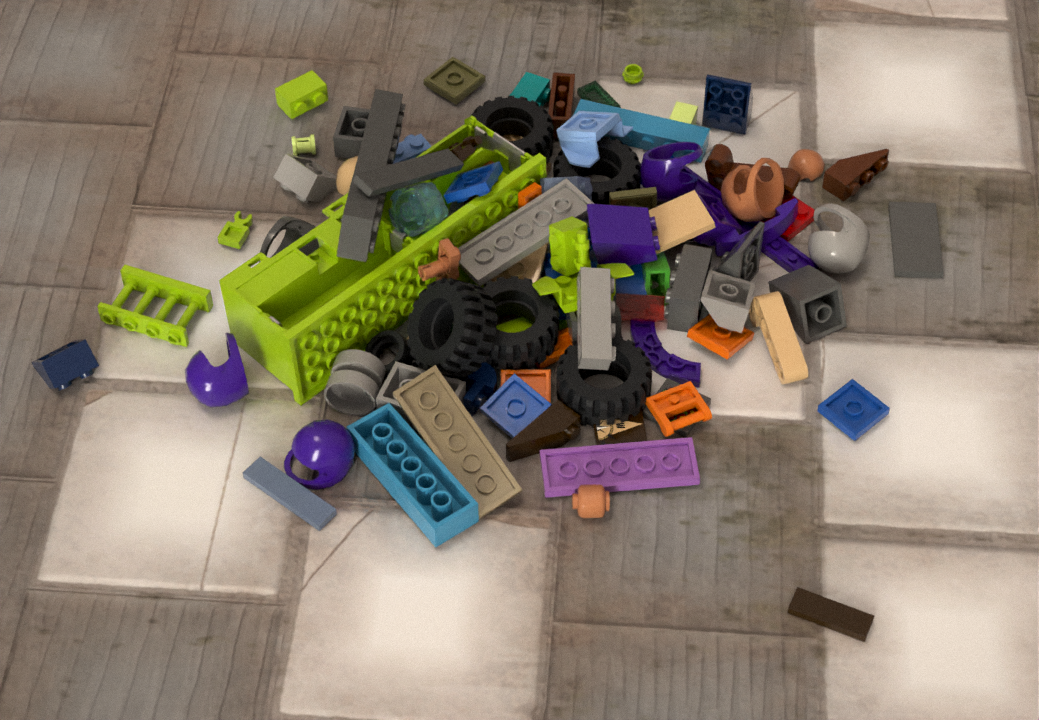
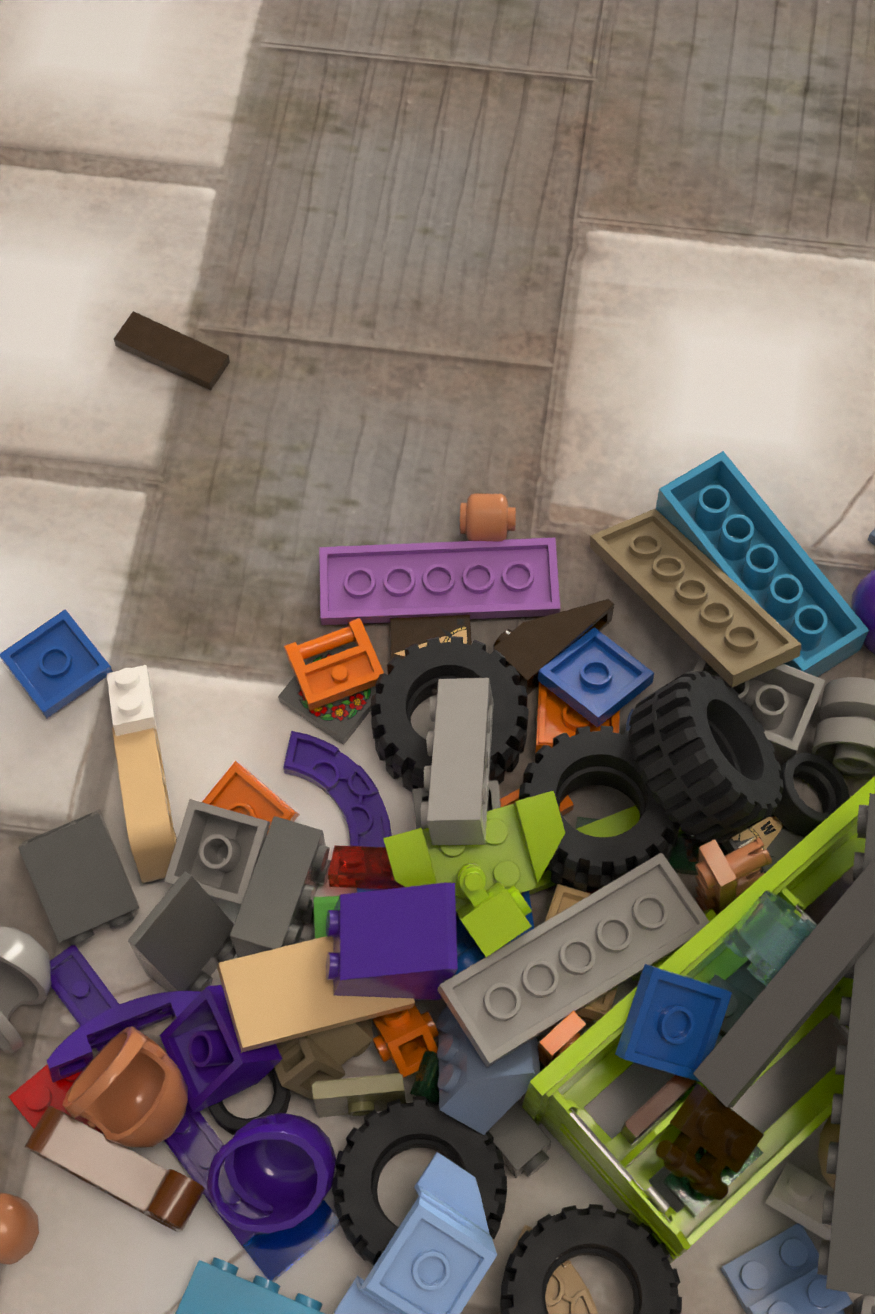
camera: 175 degrees left, 15 degrees up
(800, 386) = (131, 700): none -> white plate

